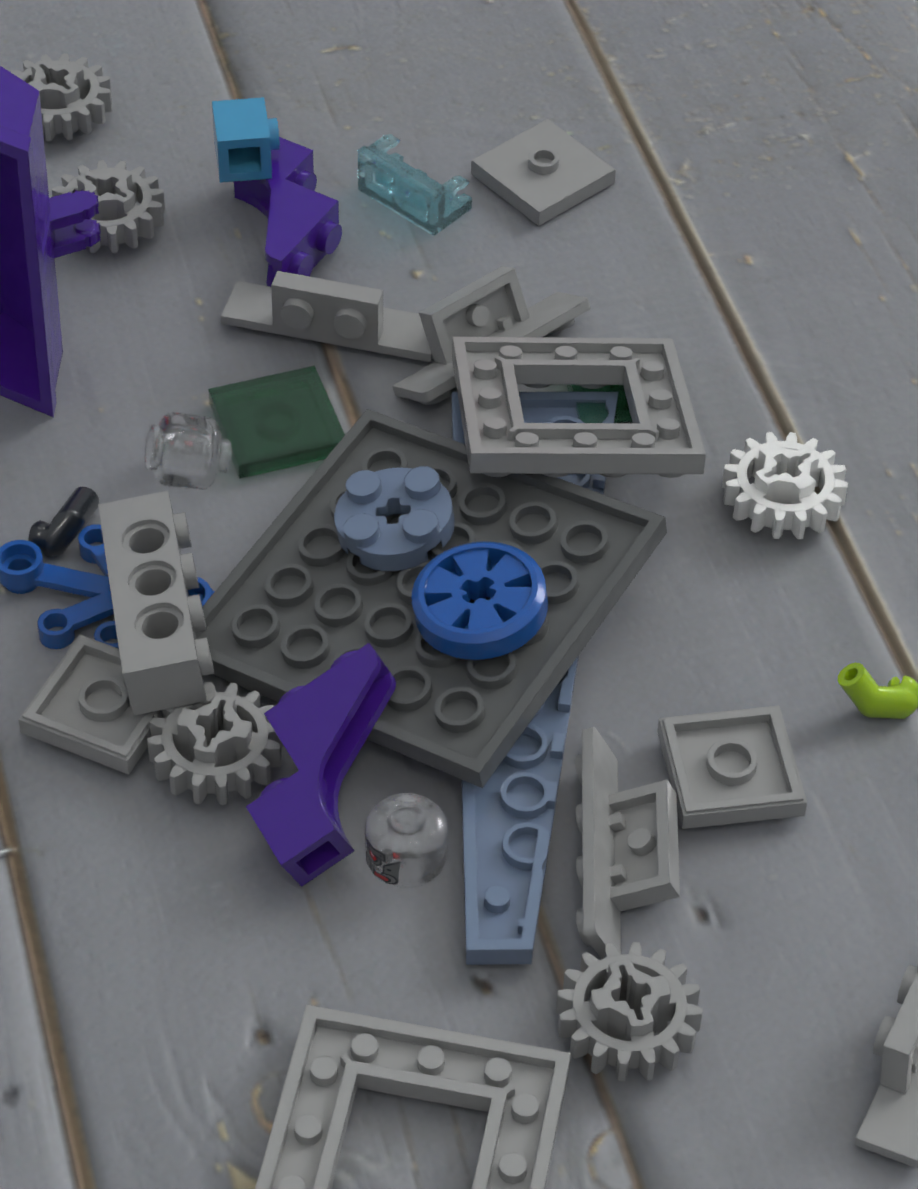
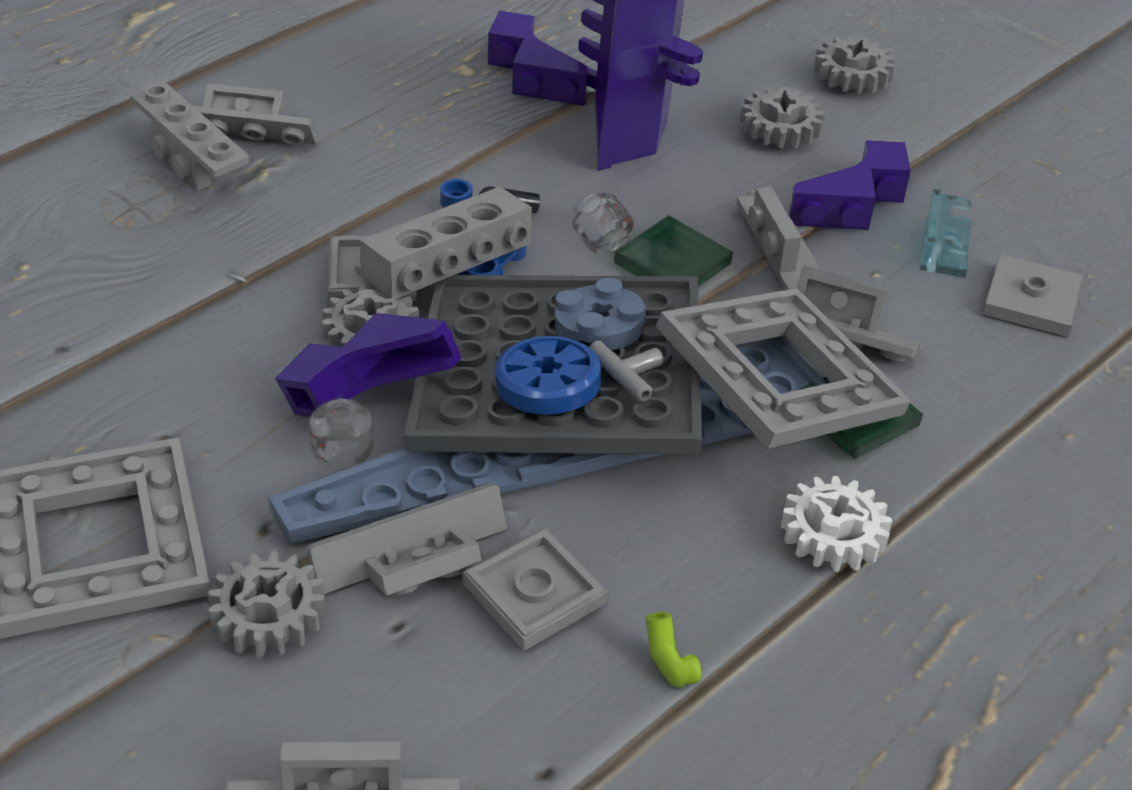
camera: 60 degrees right, 5 degrees down
(244, 139) = (871, 128): dark azure brick -> none
(509, 528) = (627, 370): none -> light grey piece

